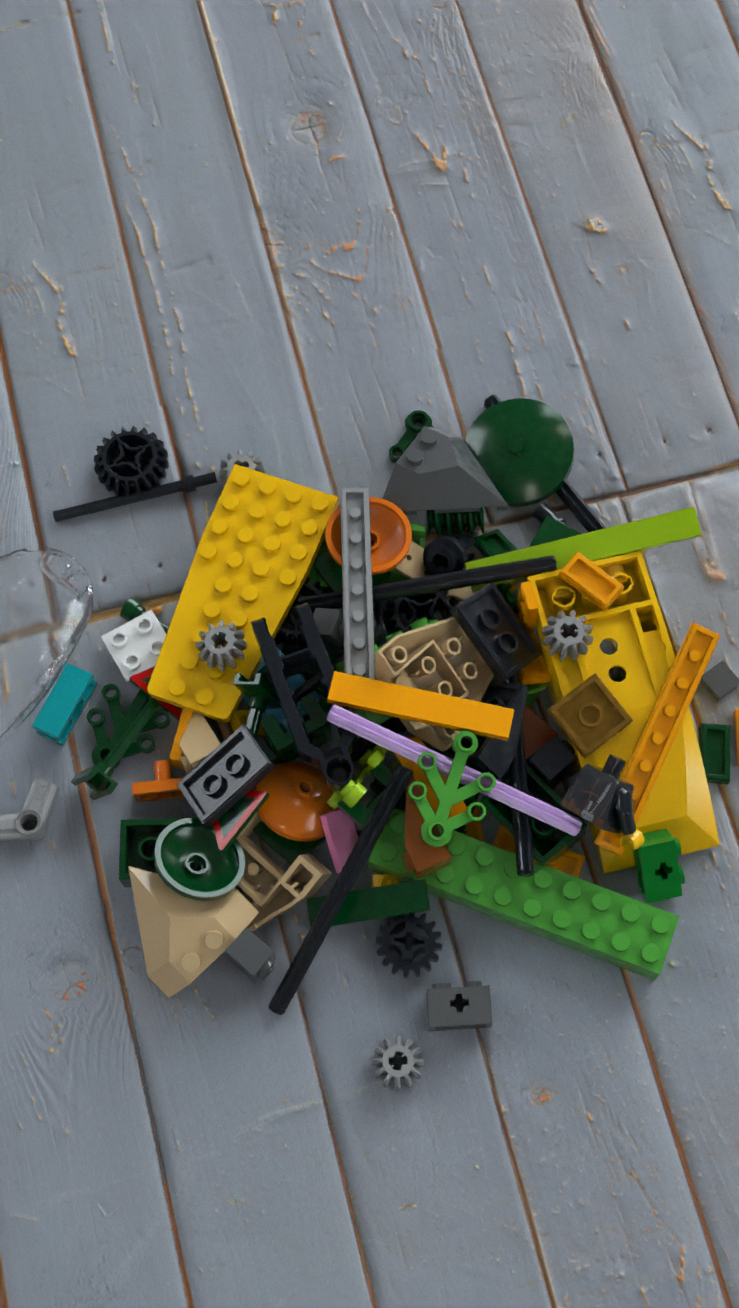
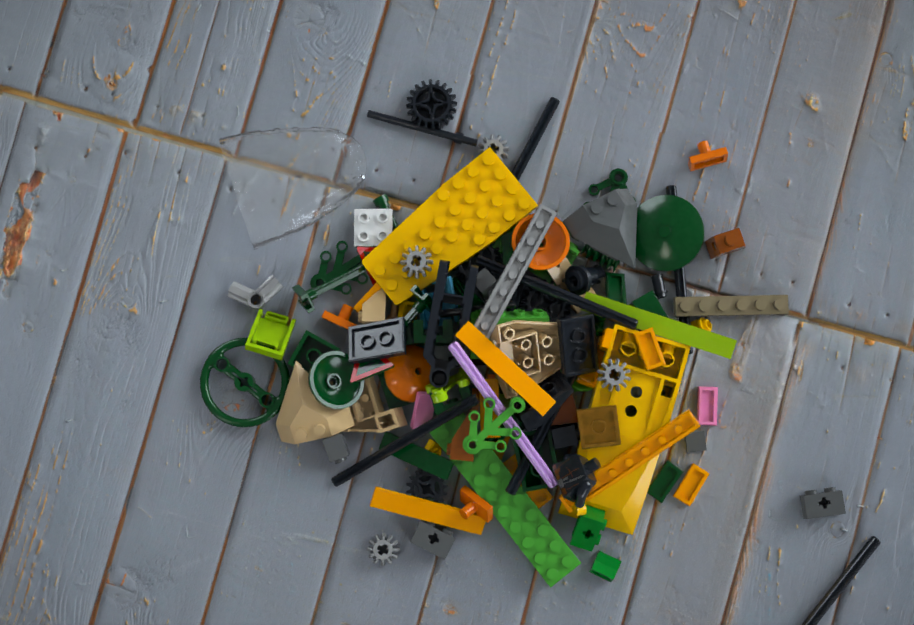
camera: 30 degrees right, 15 degrees up
(15, 930) = (212, 362): none -> dark green piece
(65, 704) = (312, 238): teal piece -> none
(74, 860) = (270, 332): none -> lime container
(286, 427) = (535, 137): none -> black axle
(427, 969) = (425, 510): none -> light orange tile
(488, 922) = (474, 504): none -> orange tile
(513, 343) = (707, 157): none -> orange tile
(605, 418) = (725, 243): none -> dark orange torso
(656, 490) = (731, 305): none -> dark tan plate
(702, 615) = (707, 405): none -> bright pink tile
(711, 907) = (605, 566): none -> green piece

